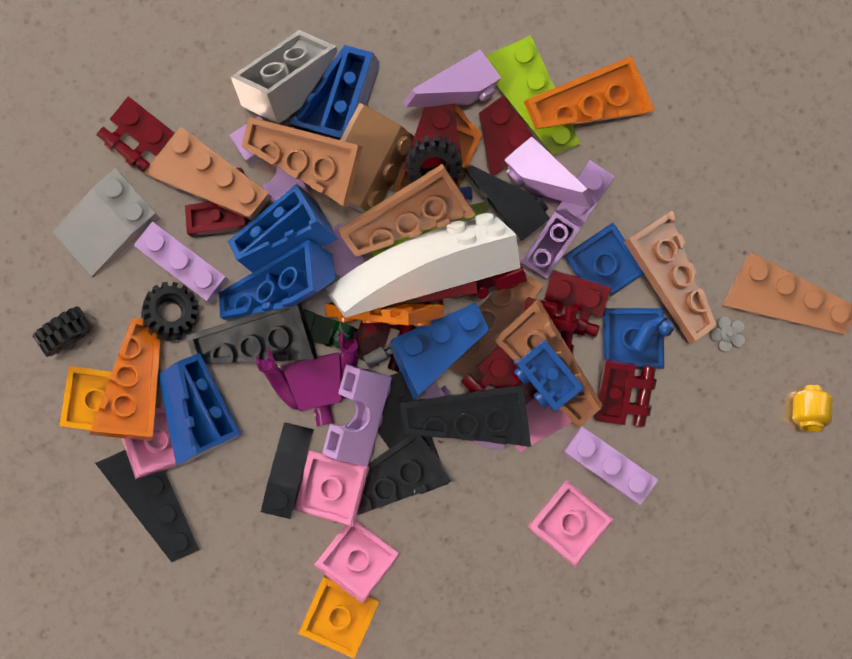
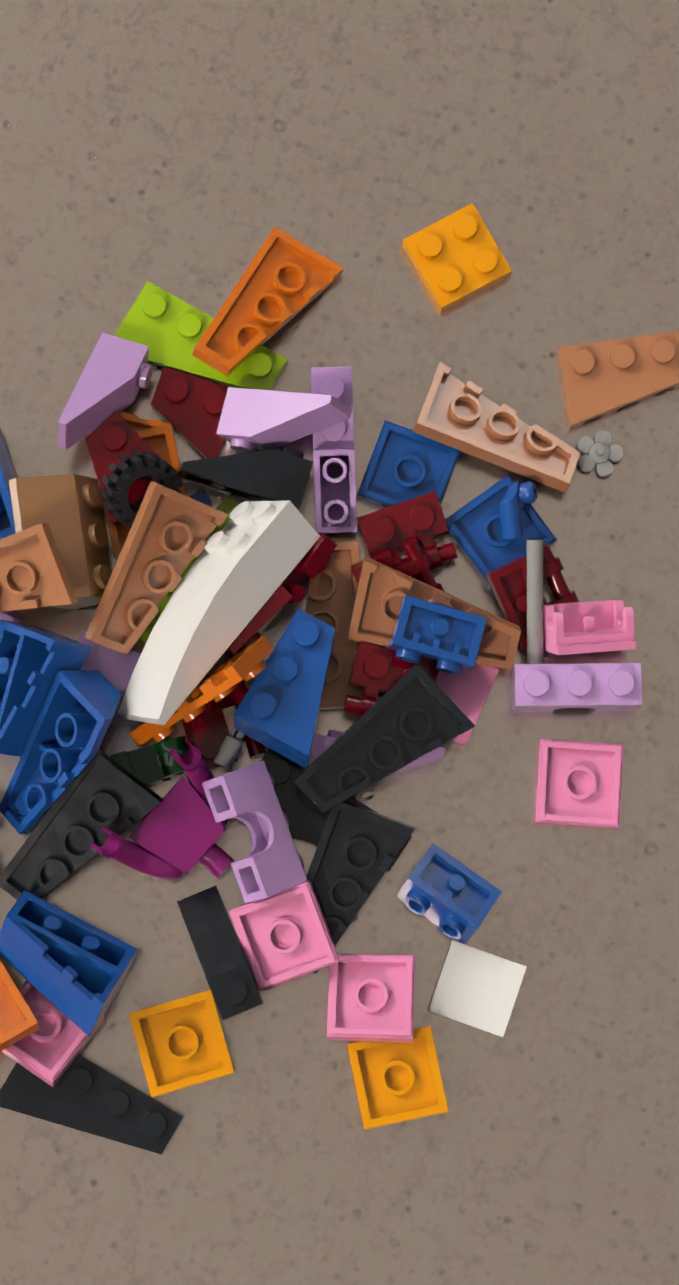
camera: 40 degrees left, 5 degrees down
(228, 507) = (181, 1043): none -> light orange plate
(423, 599) = (477, 988): none -> white sticker
(446, 533) = (448, 894): none -> blue bracket
(621, 397) = (535, 628): none -> light grey bar
(642, 435) = (588, 627): none -> bright pink hinge
(729, 152) = (456, 257): none -> light orange plate

